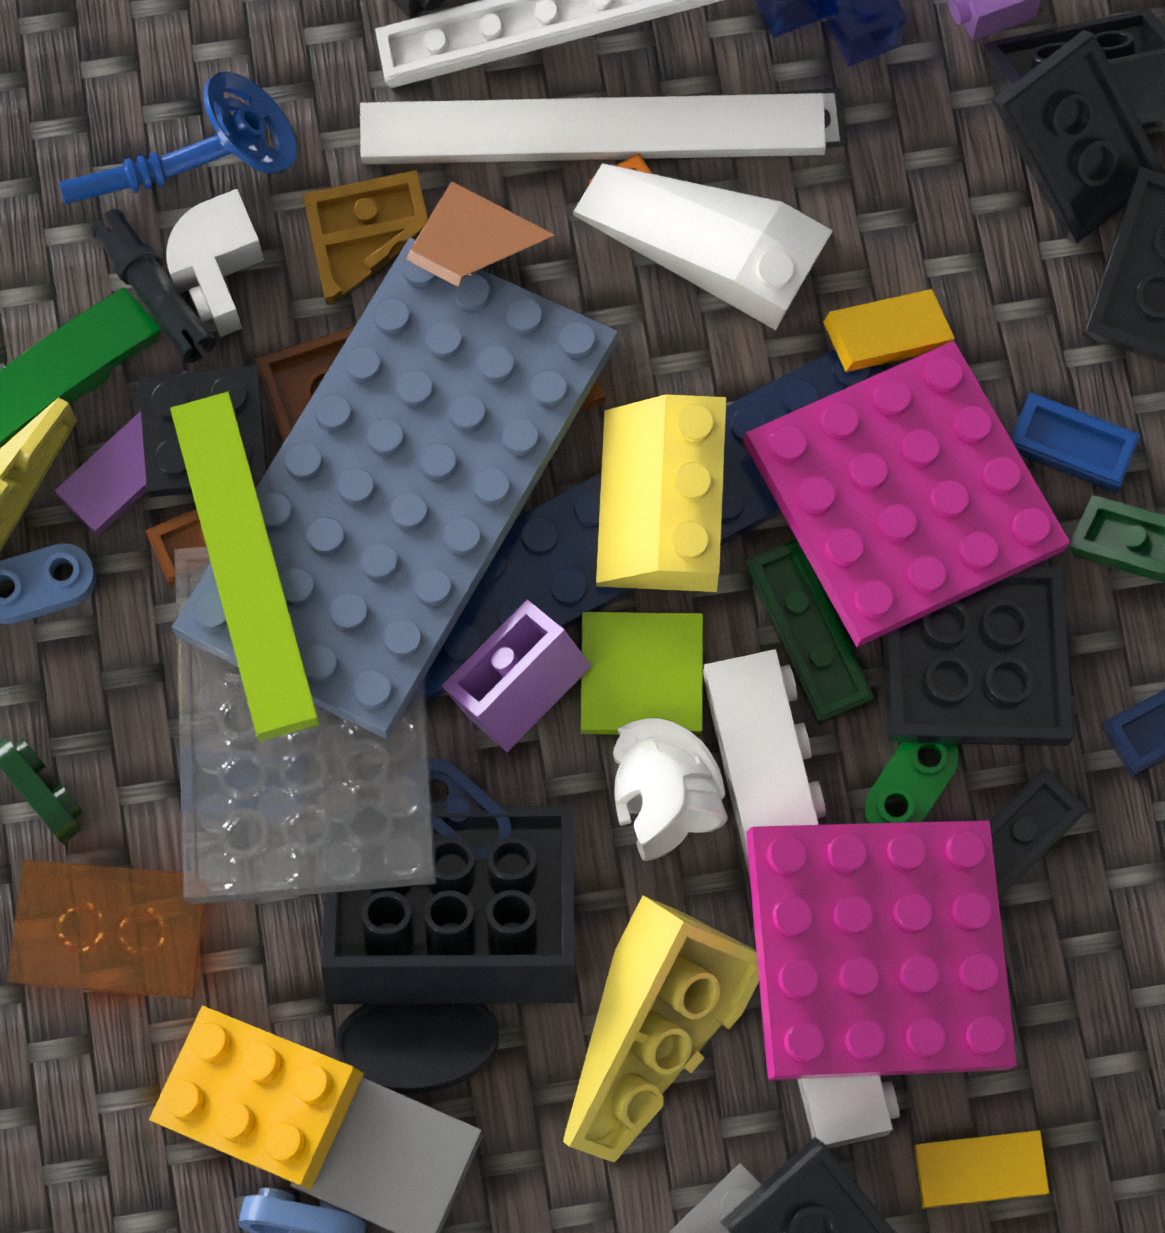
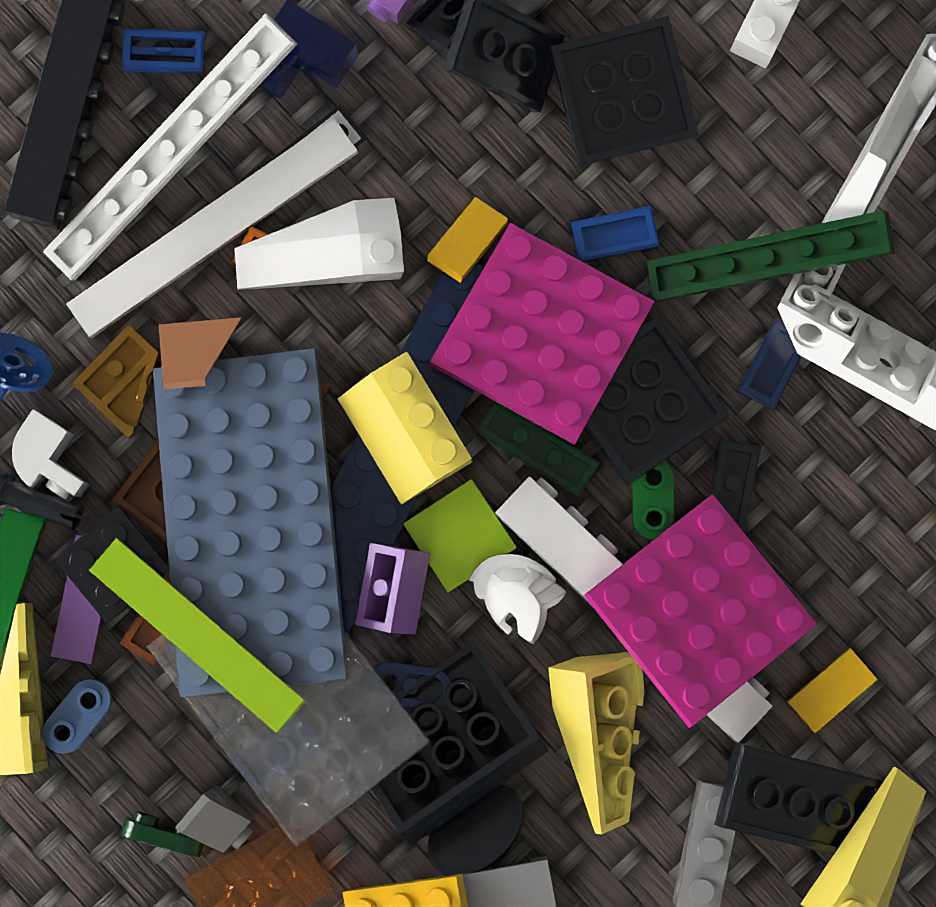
camera: 35 degrees left, 10 degrees up
(110, 803) = (217, 821): none -> light grey slope

